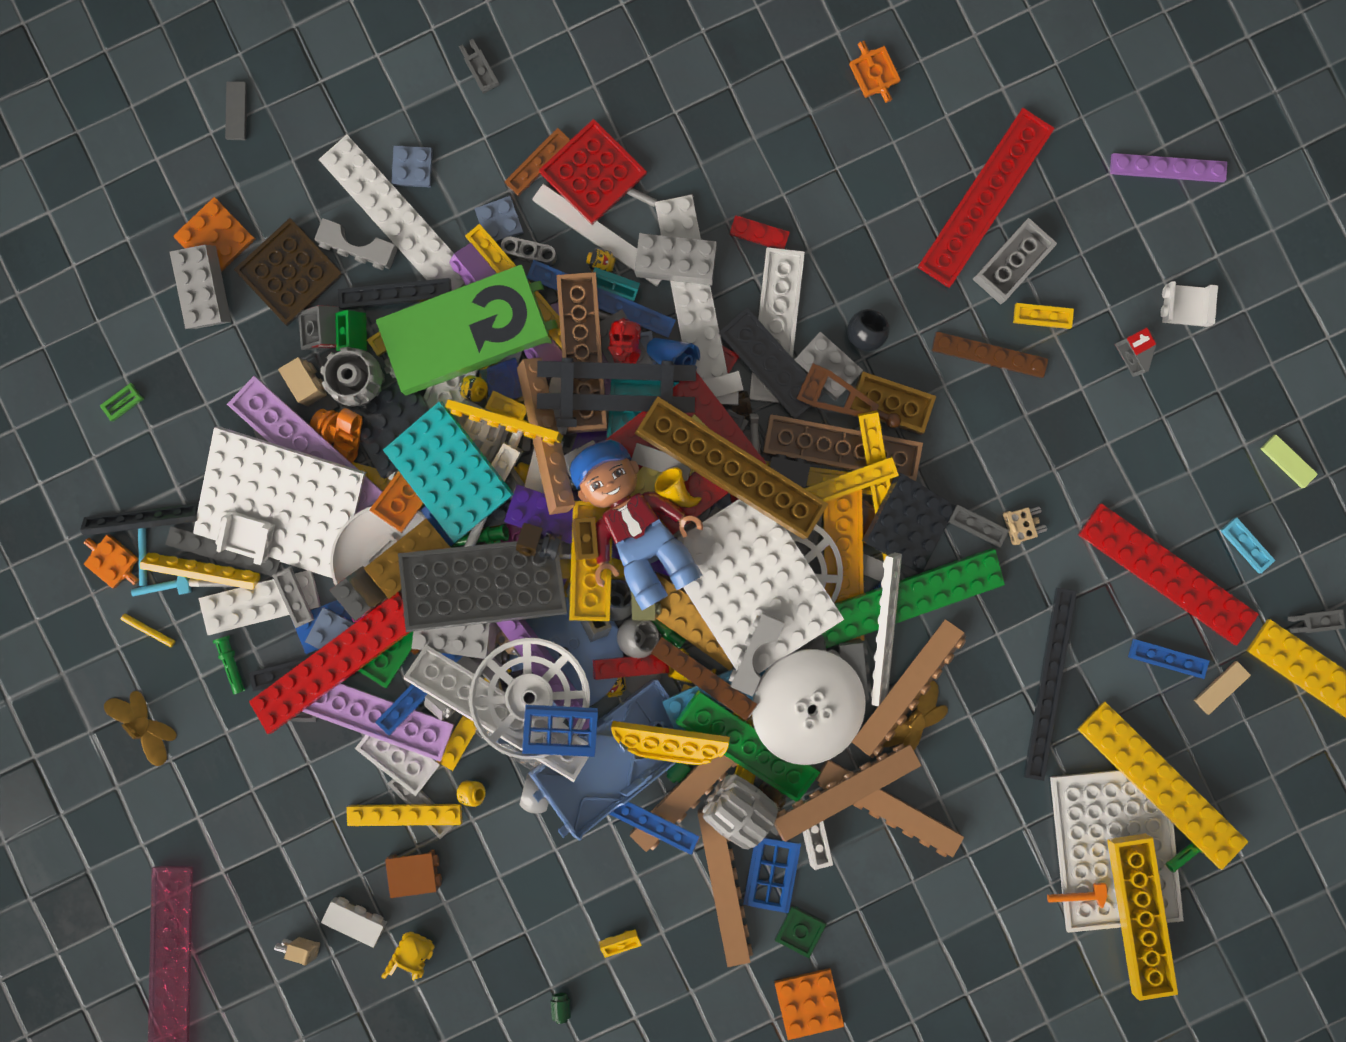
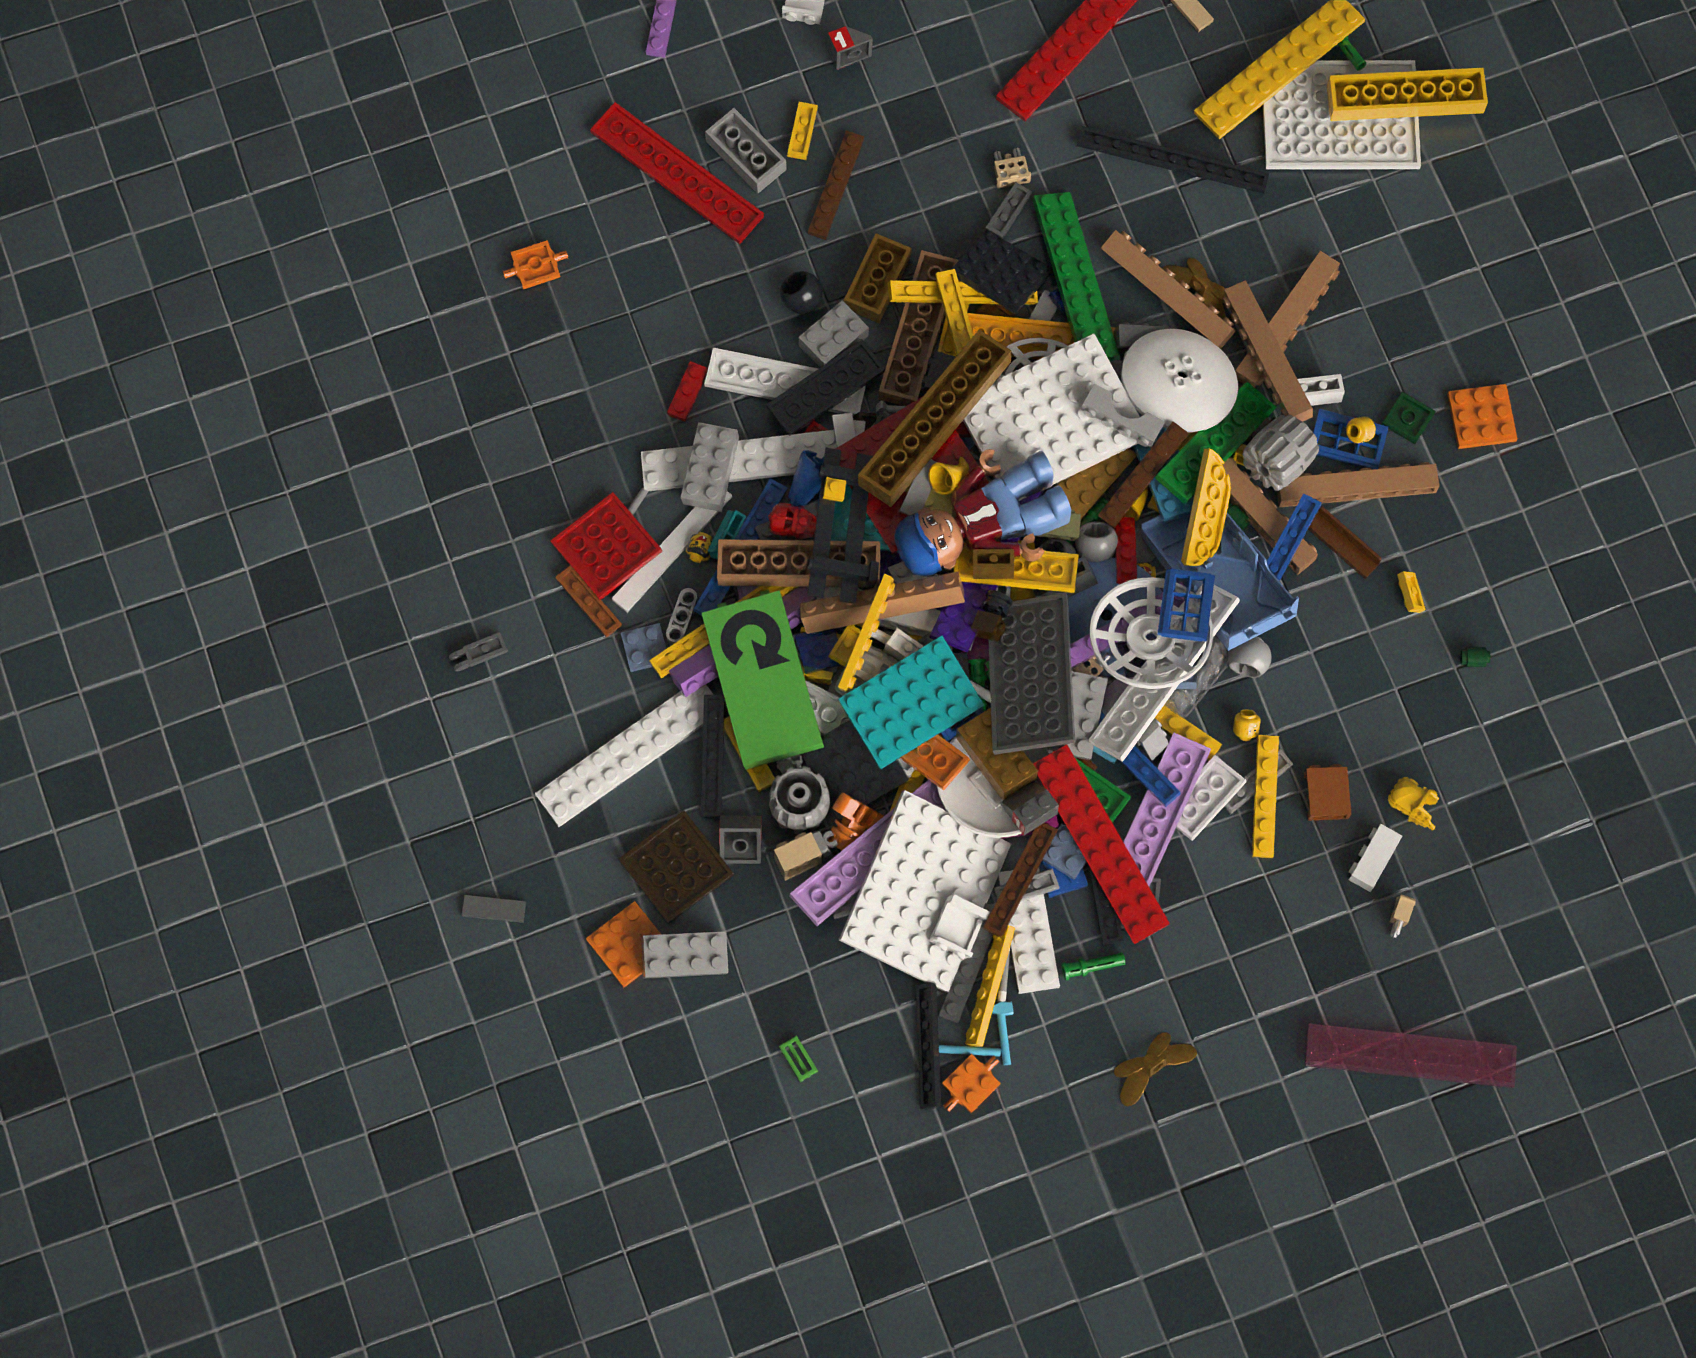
camera: 90 degrees left, 15 degrees down
(148, 630) = (1049, 1051): yellow bar -> none
(292, 590) = (1020, 879): none -> reddish brown plate
(312, 403) = (823, 844): none -> light grey tile
(351, 330) = (748, 803): green brick -> none
(377, 252) = (643, 815): light grey arch -> none
(412, 166) = (576, 730): sand blue plate -> none
(473, 388) = (823, 678): yellow head -> none
(650, 377) = (834, 489): none -> yellow plate
(661, 878) = (1344, 543): none -> reddish brown panel
(778, 887) = (1360, 429): none -> yellow head
(814, 384) = (855, 345): reddish brown plate -> none
(886, 627) = (1098, 299): white plate -> none
(1099, 894) = (1385, 132): orange piece -> none
(1168, 658) = (1155, 49): blue plate -> none

